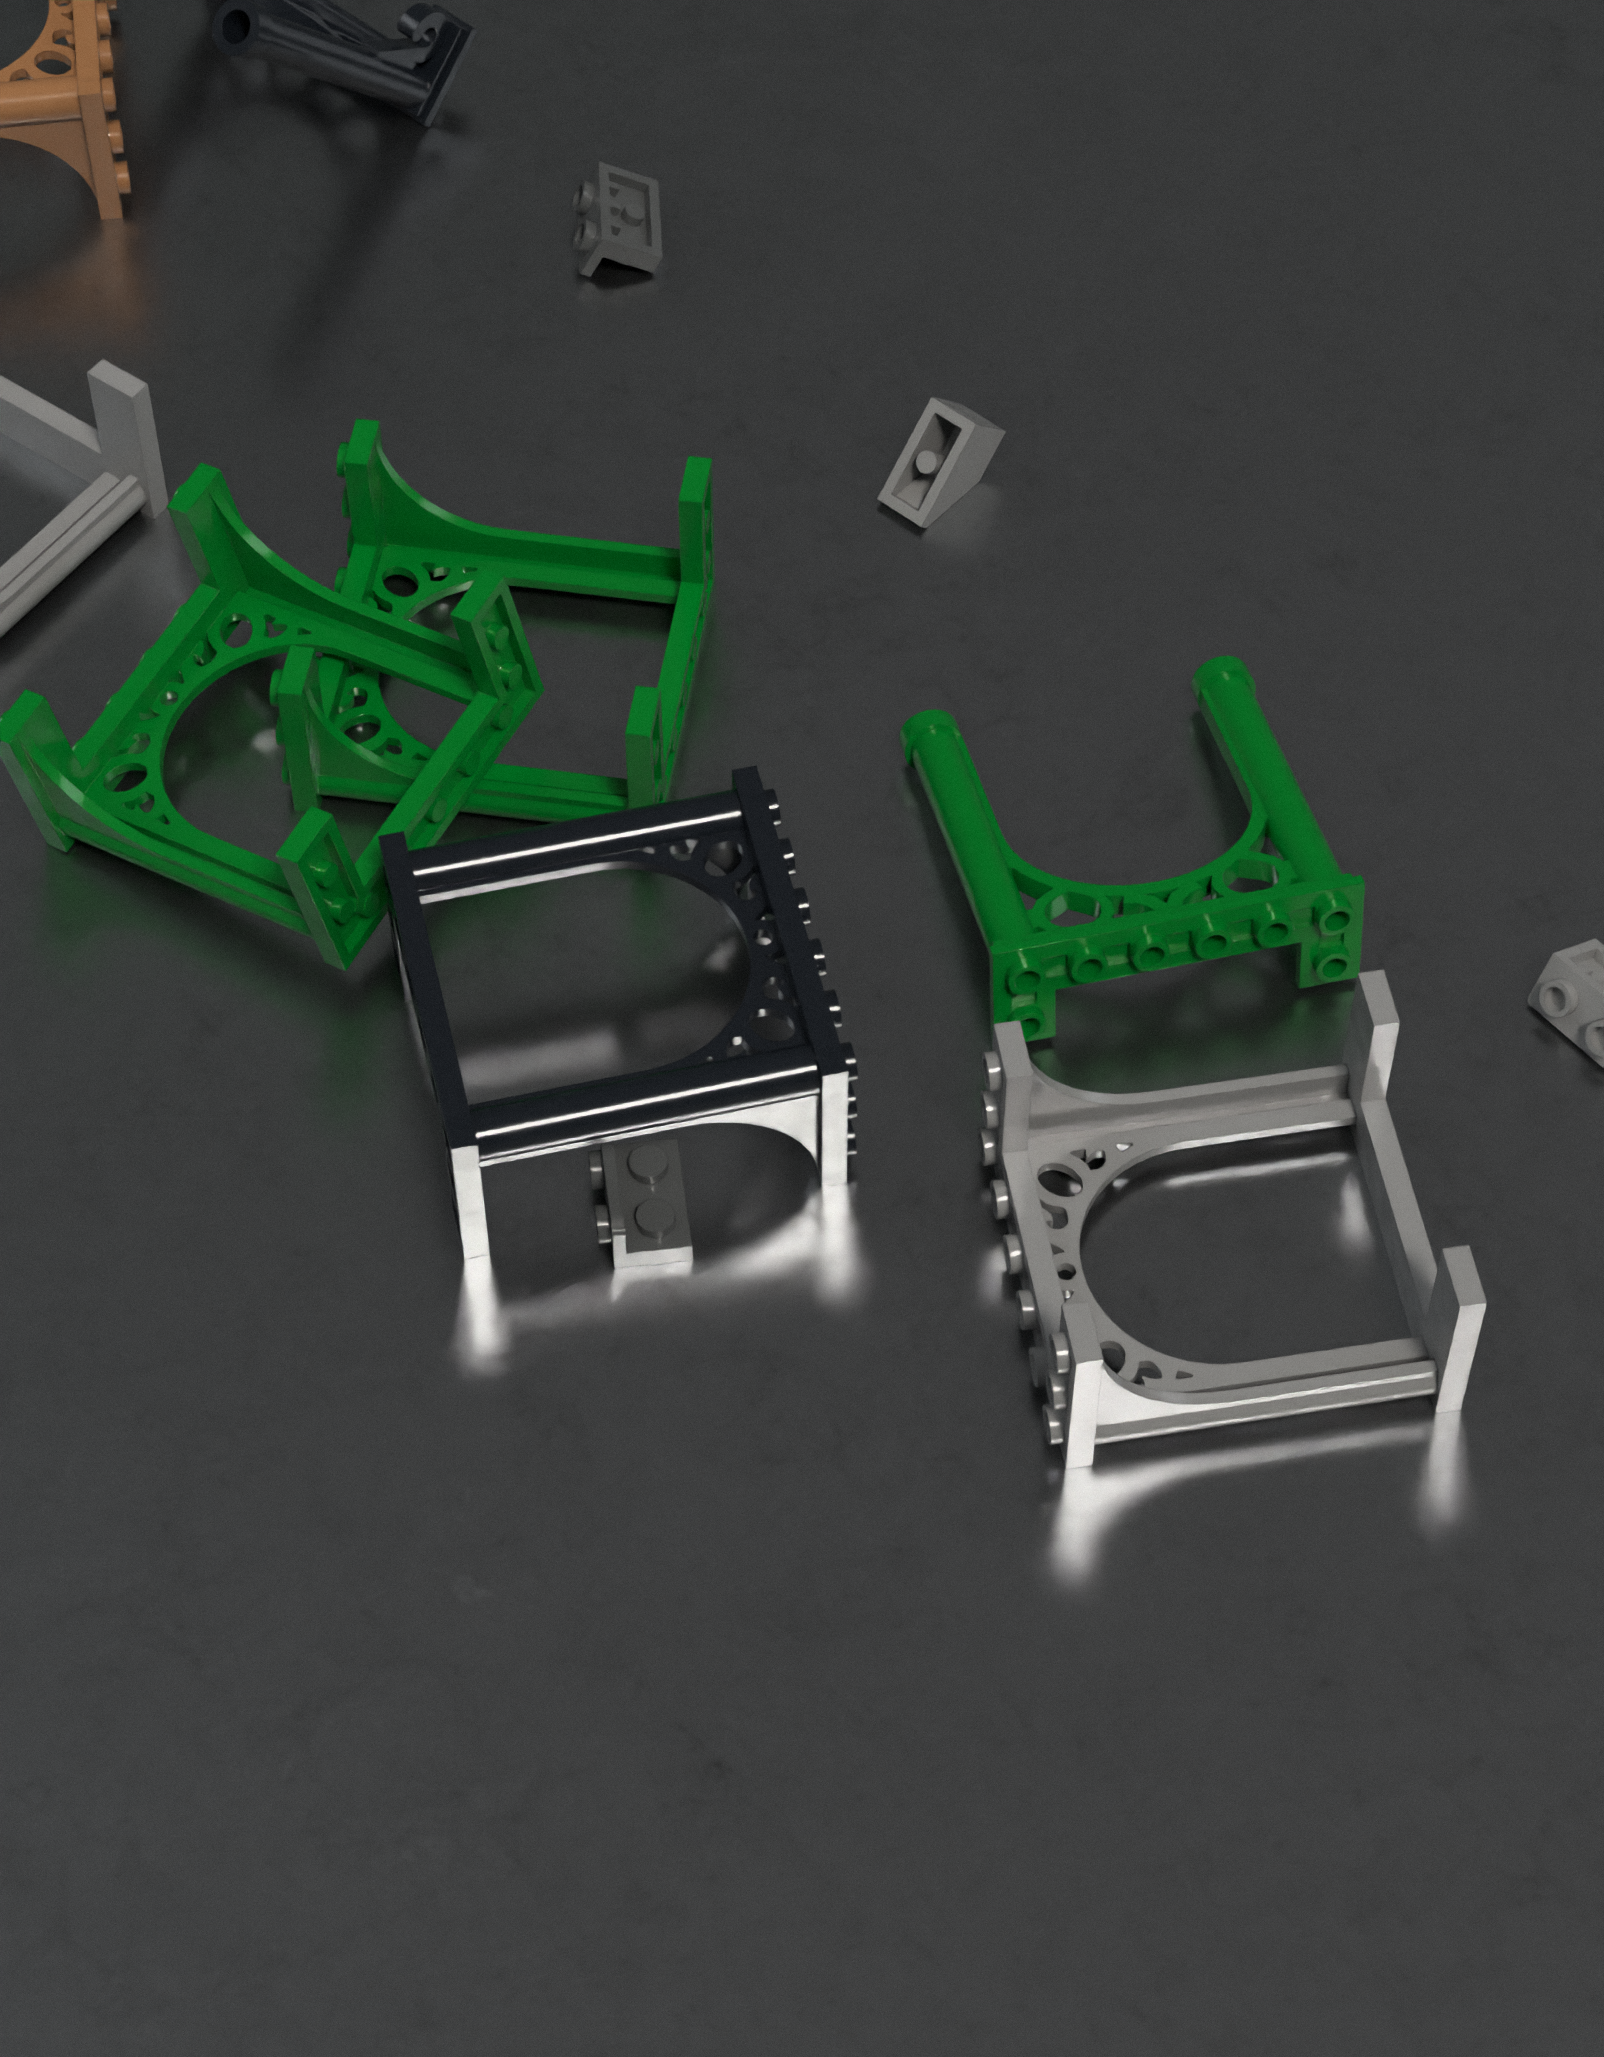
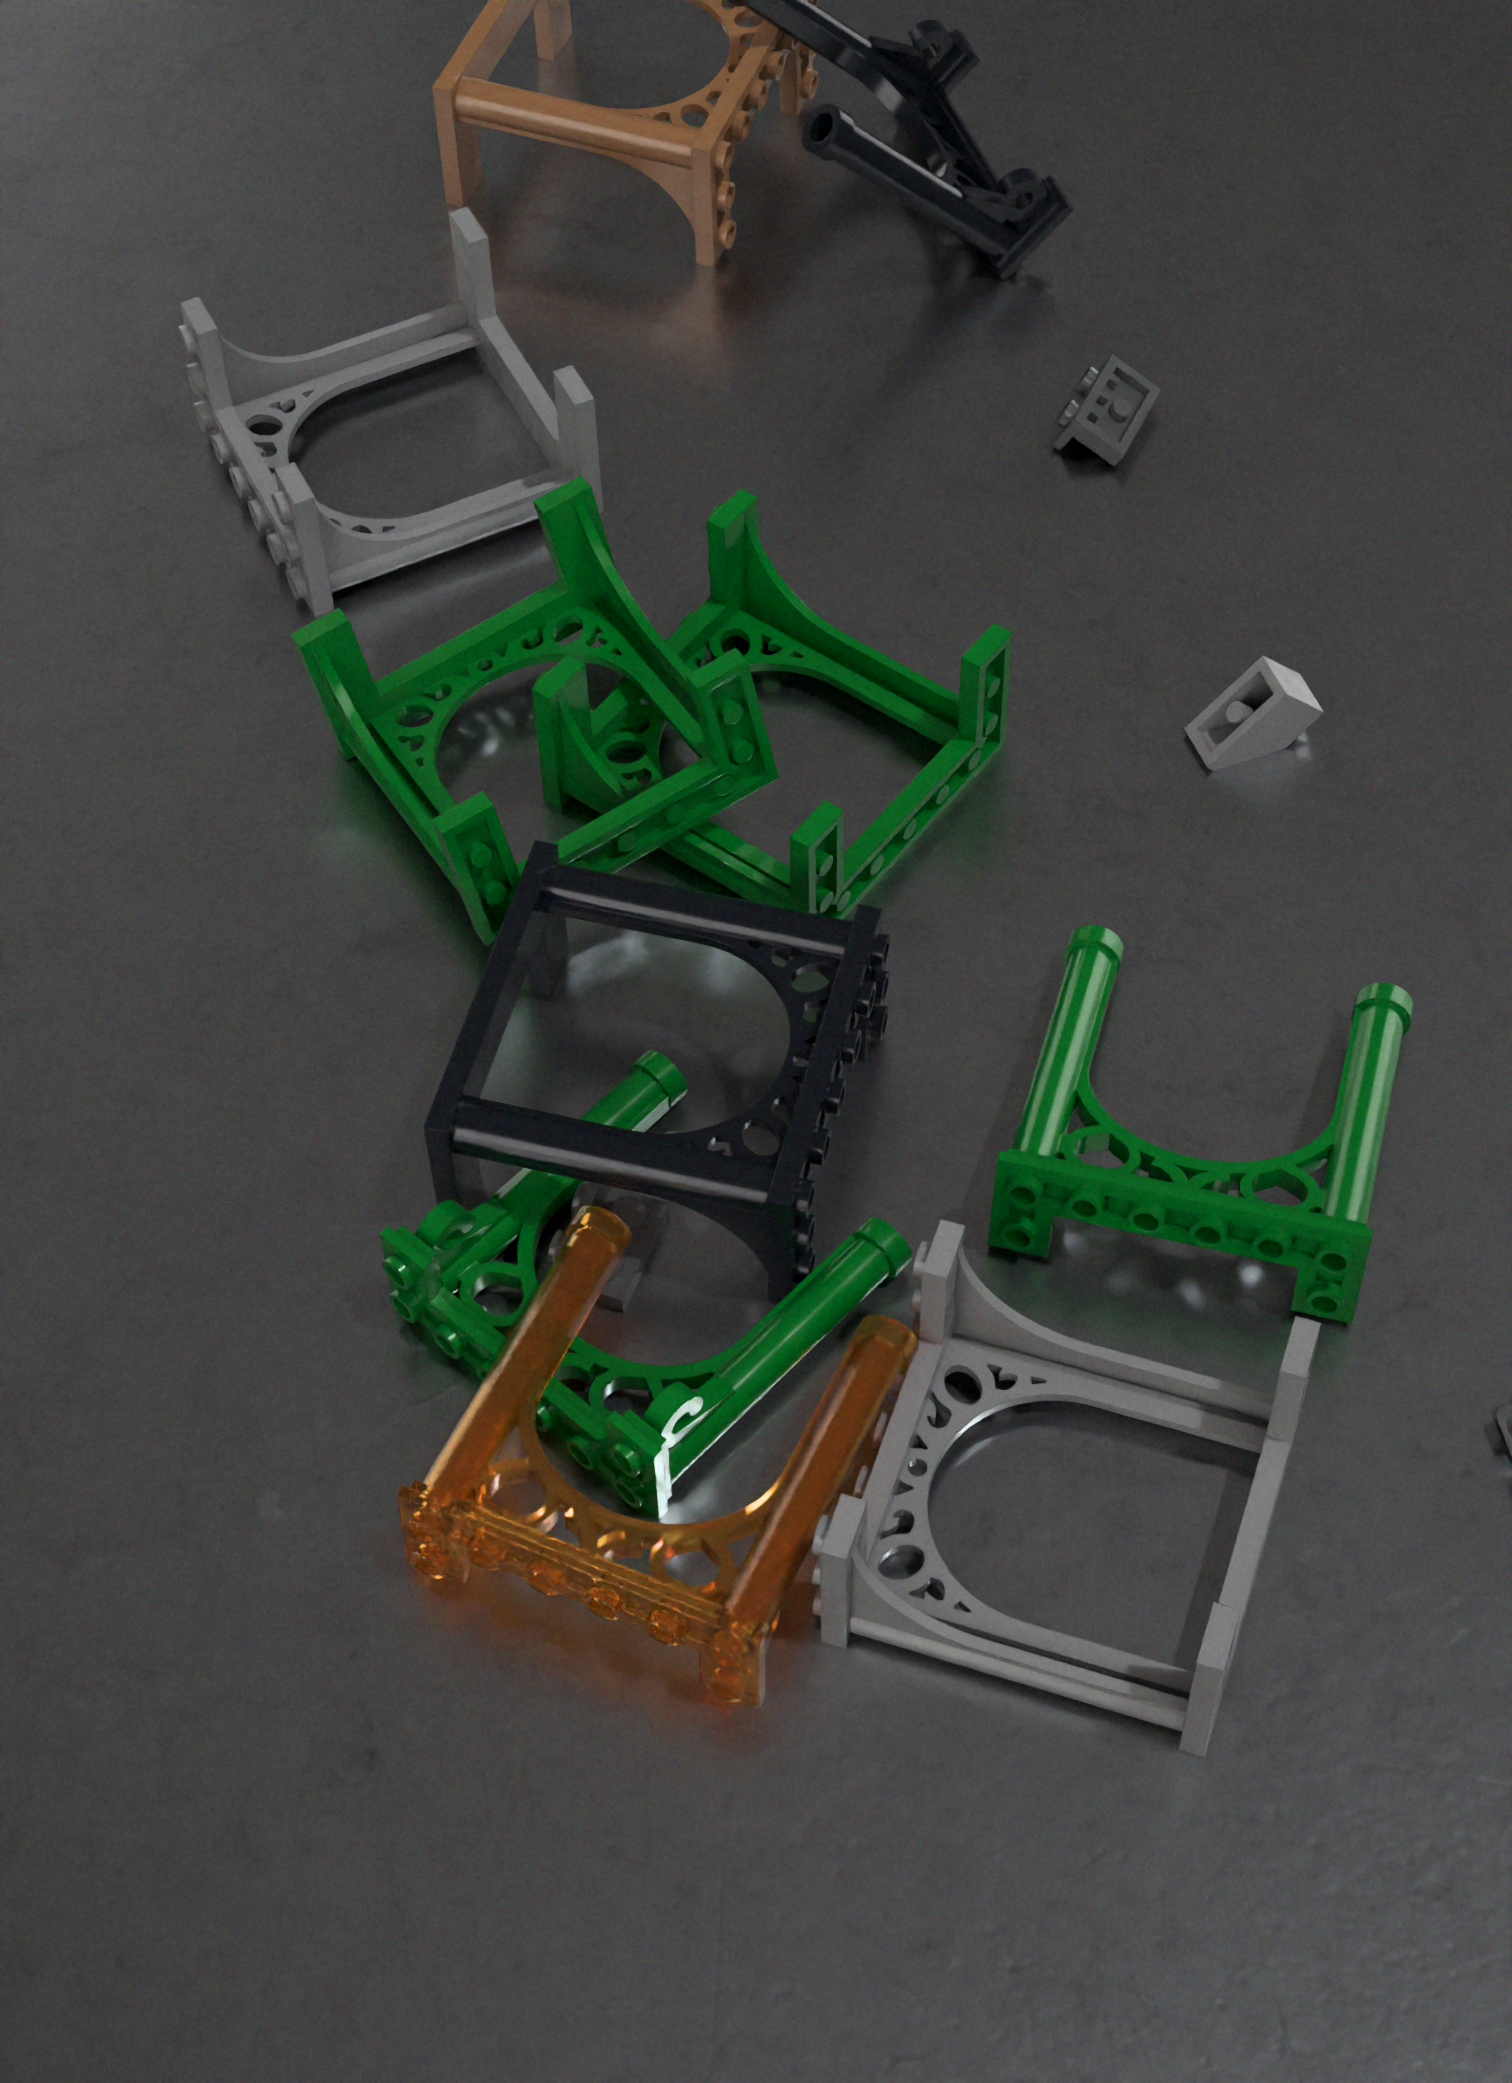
camera: 30 degrees right, 0 degrees up
(505, 1295) = (644, 1455): none -> green arch
(687, 1498) = (456, 1522): none -> clear orange arch

